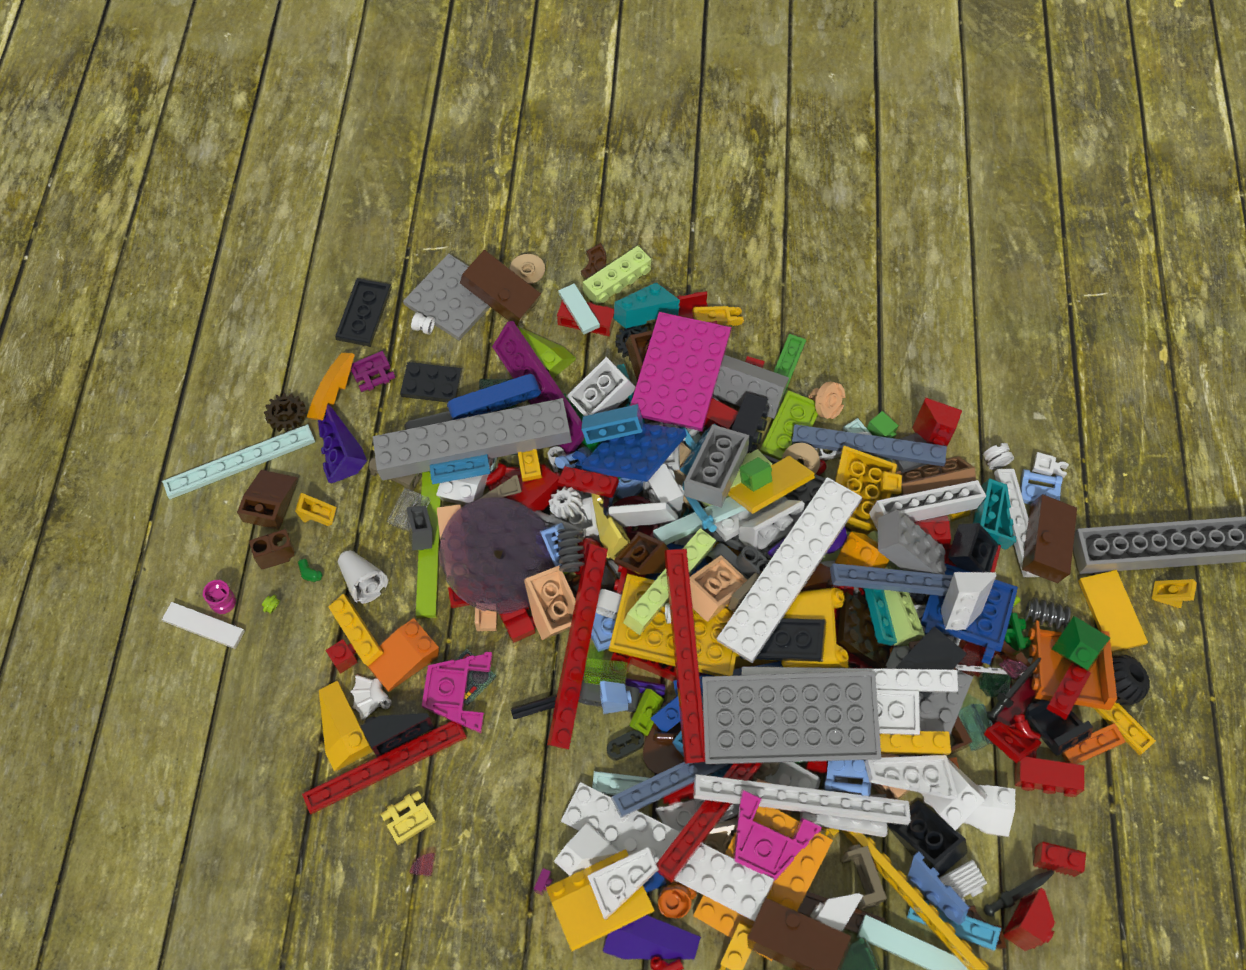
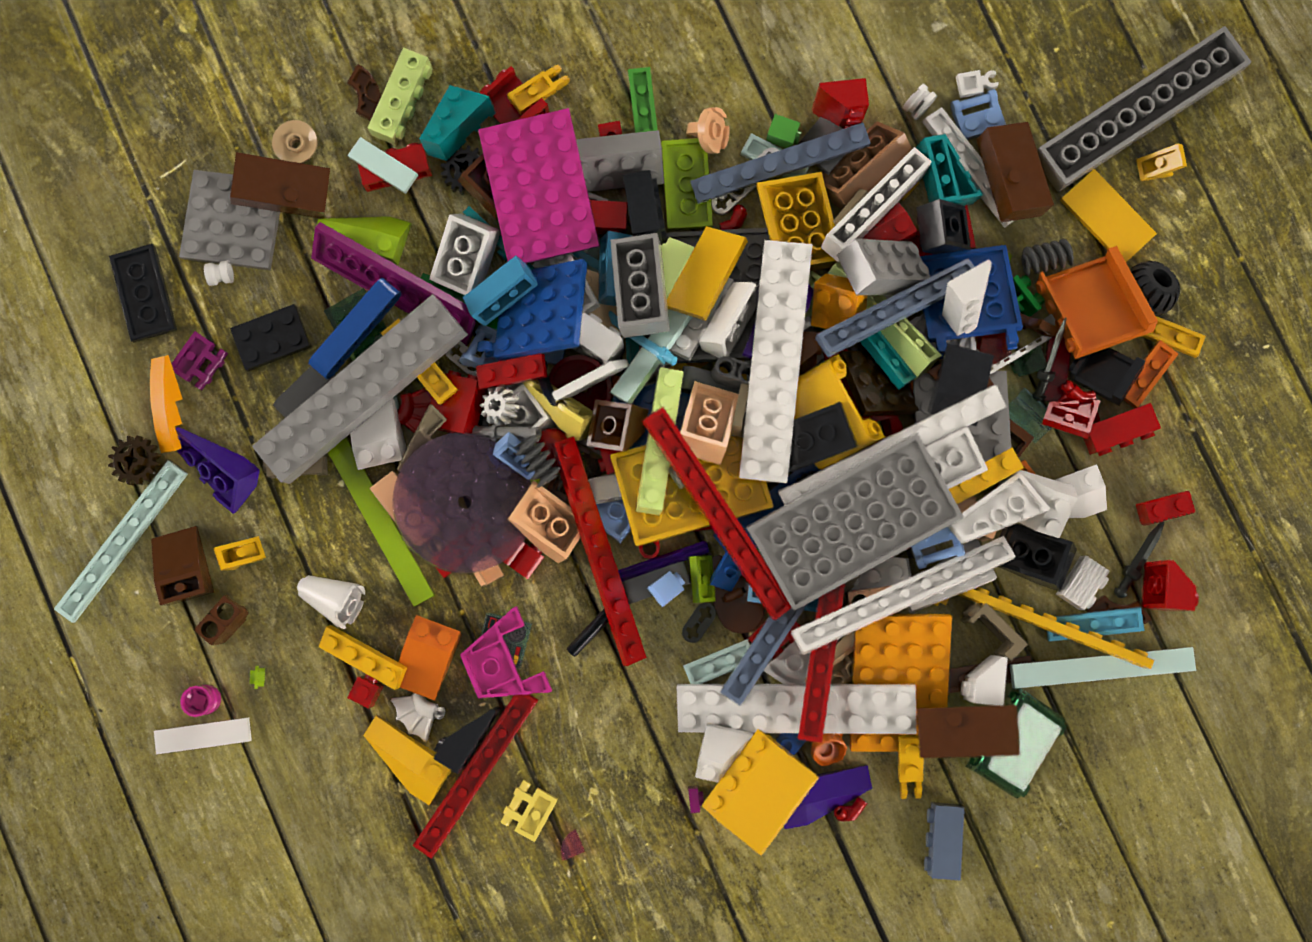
camera: 25 degrees left, 20 degrees up
(308, 573) = (275, 623): green arm -> none
(407, 499) = (337, 499): clear plate -> none
(419, 528) = (362, 514): dark grey slope -> none
(459, 469) = (367, 431): dark azure plate -> none
(605, 670) = (642, 565): clear neon green panel -> none
(621, 880) = (773, 768): white wing -> none
(756, 474) = (685, 272): bright green brick -> none
(763, 847) = (894, 661): dark pink wing -> none
(805, 452) = (715, 210): tan dish -> none
(891, 483) = (826, 198): yellow tile -> none
(935, 891) = (1058, 603): medium blue wing -> none
(1013, 668) = (1041, 340): clear pink tile -> none
(1068, 691) = (1106, 336): red plate -> none
(1081, 643) = (1096, 276): green slope -> none

